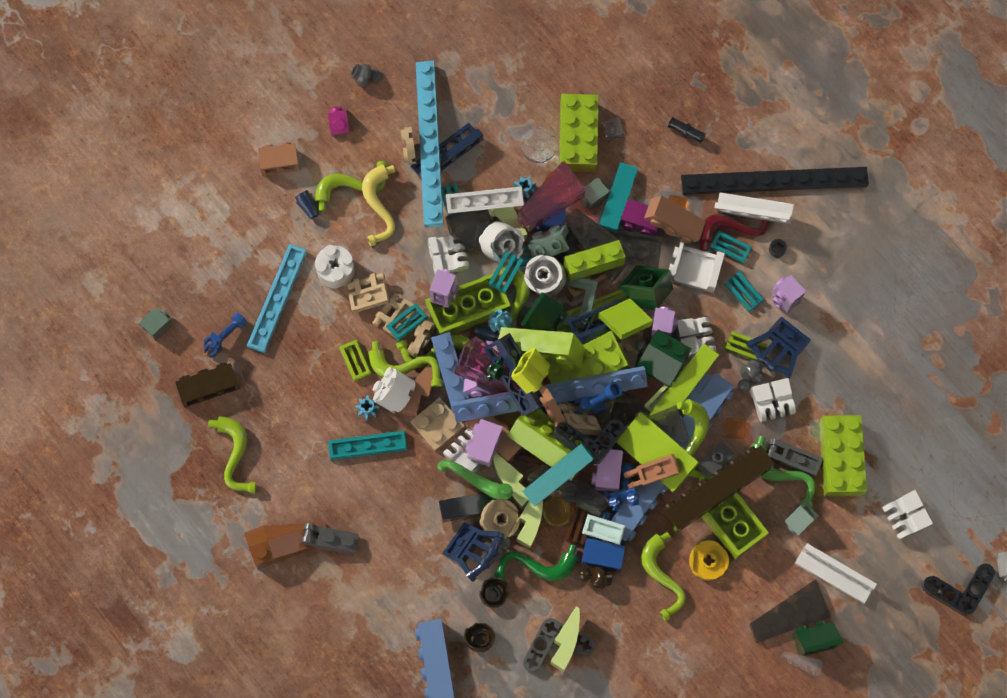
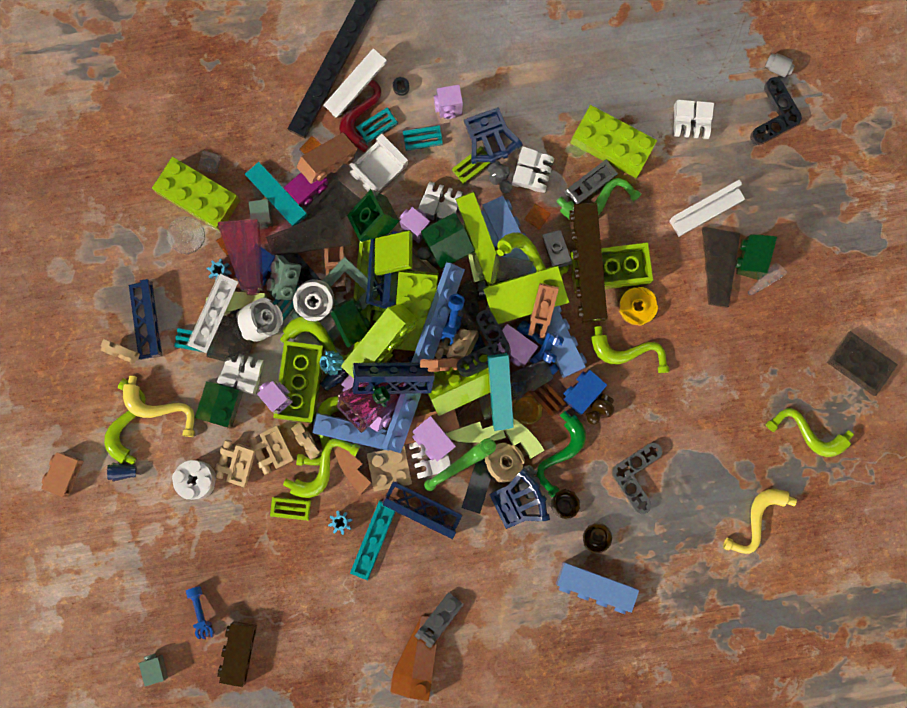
camera: 60 degrees left, 10 degrees up
(239, 436) = (303, 650): lime animal -> none
(277, 299) = (193, 546): medium azure tile -> none
(338, 120) = (57, 400): dark pink bracket -> none
(363, 73) = (26, 353): dark grey animal -> none
(393, 390) = (340, 492): white brick -> none
(394, 332) = (283, 444): teal tile -> none
(410, 252) = (219, 404): none -> dark green slope
(410, 470) = (418, 516): none -> dark blue fence
(429, 144) = (129, 332): medium azure plate -> none
(513, 258) = (281, 319): teal tile -> none
(531, 371) = (399, 364): neon yellow brick -> none
(567, 641) = (643, 465): yellowish green slope -> none
(594, 260) = (325, 249): lime brick -> none
(604, 529) = (566, 379): light aqua tile -> none
(686, 130) = (249, 99): black pin -> none
(801, 518) = (648, 208): sand green brick -> none

